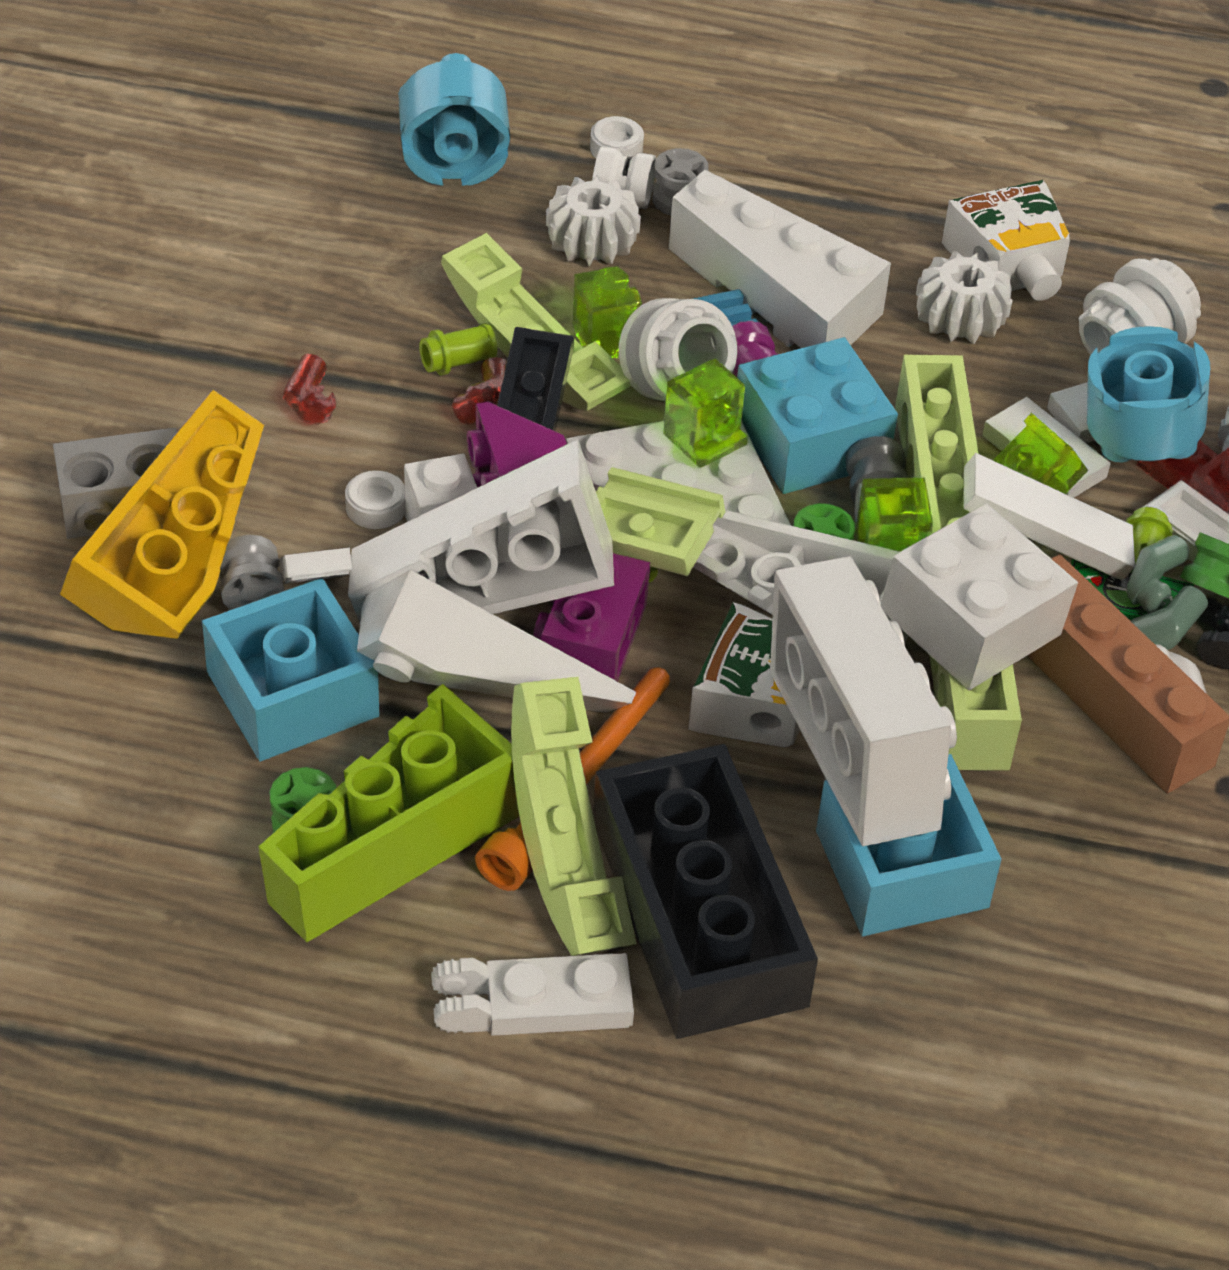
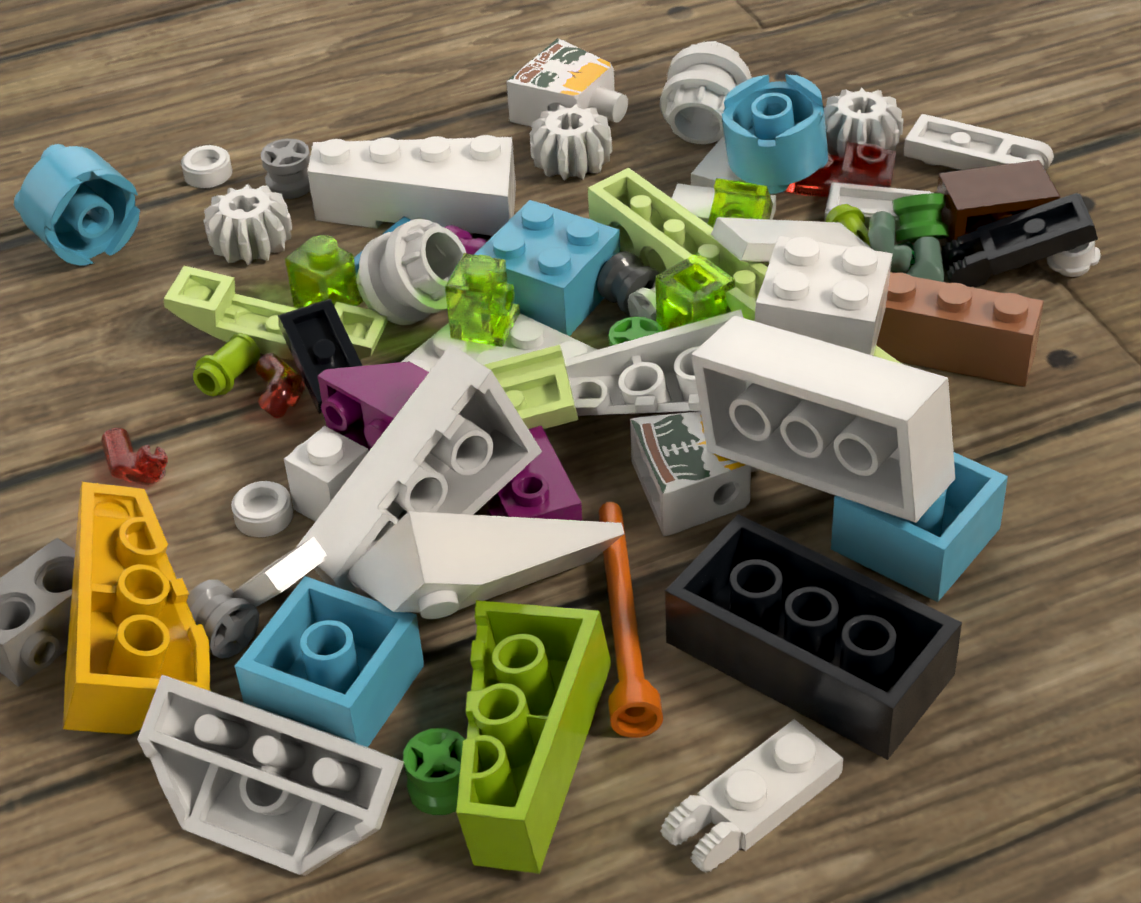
camera: 30 degrees left, 5 degrees down
(163, 722) = (263, 778): none -> white wedge
(559, 820) = (660, 652): yellowish green slope -> none
(633, 172) = (251, 172): white wheel -> none

